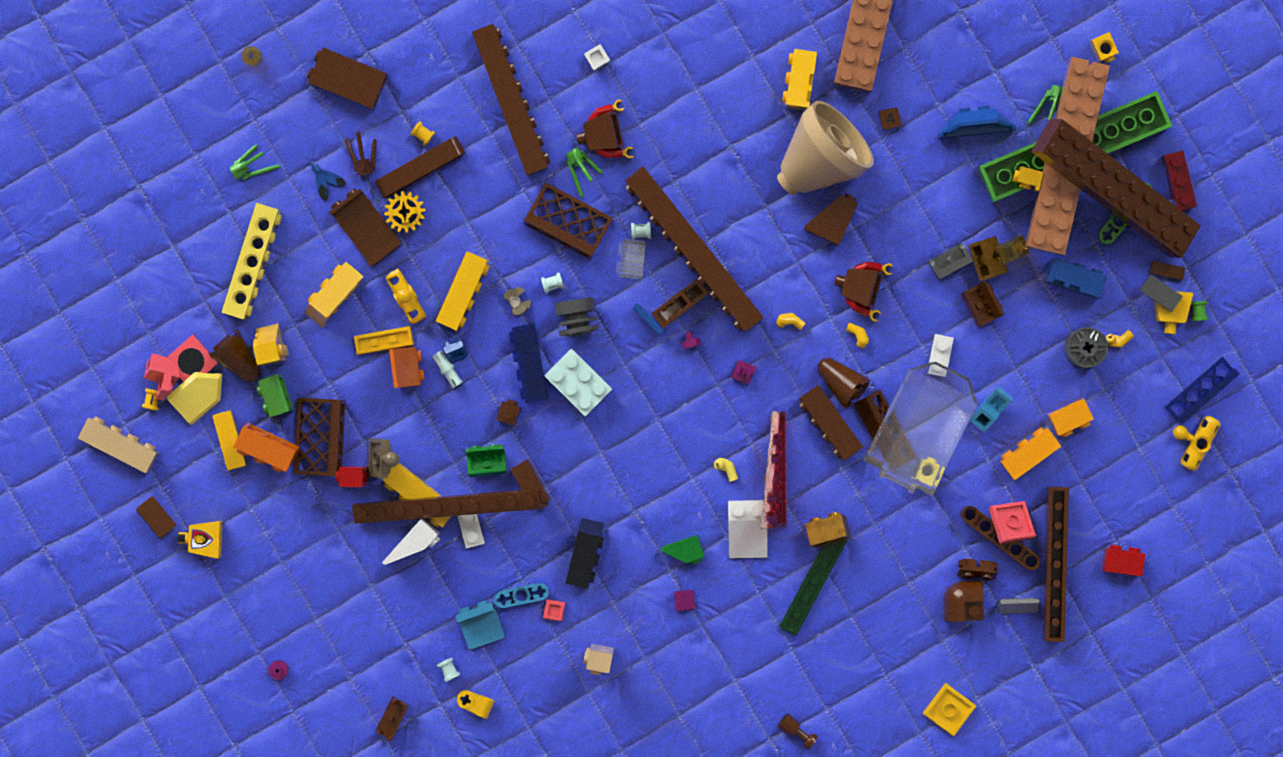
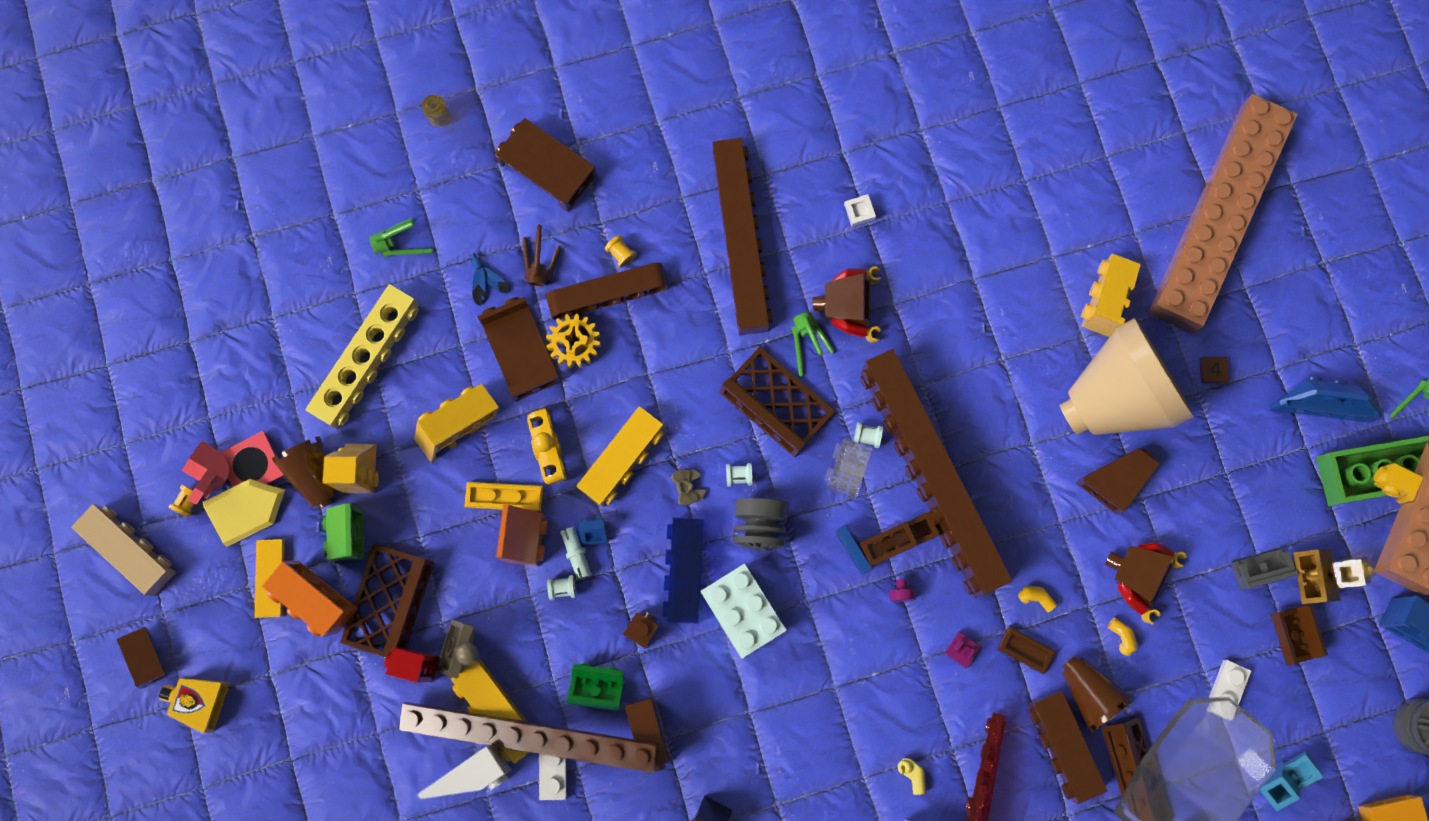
camera: 10 degrees right, 10 degrees down
(443, 396) = (561, 587): none -> light aqua bush
(789, 361) = (1026, 650): none -> reddish brown tile

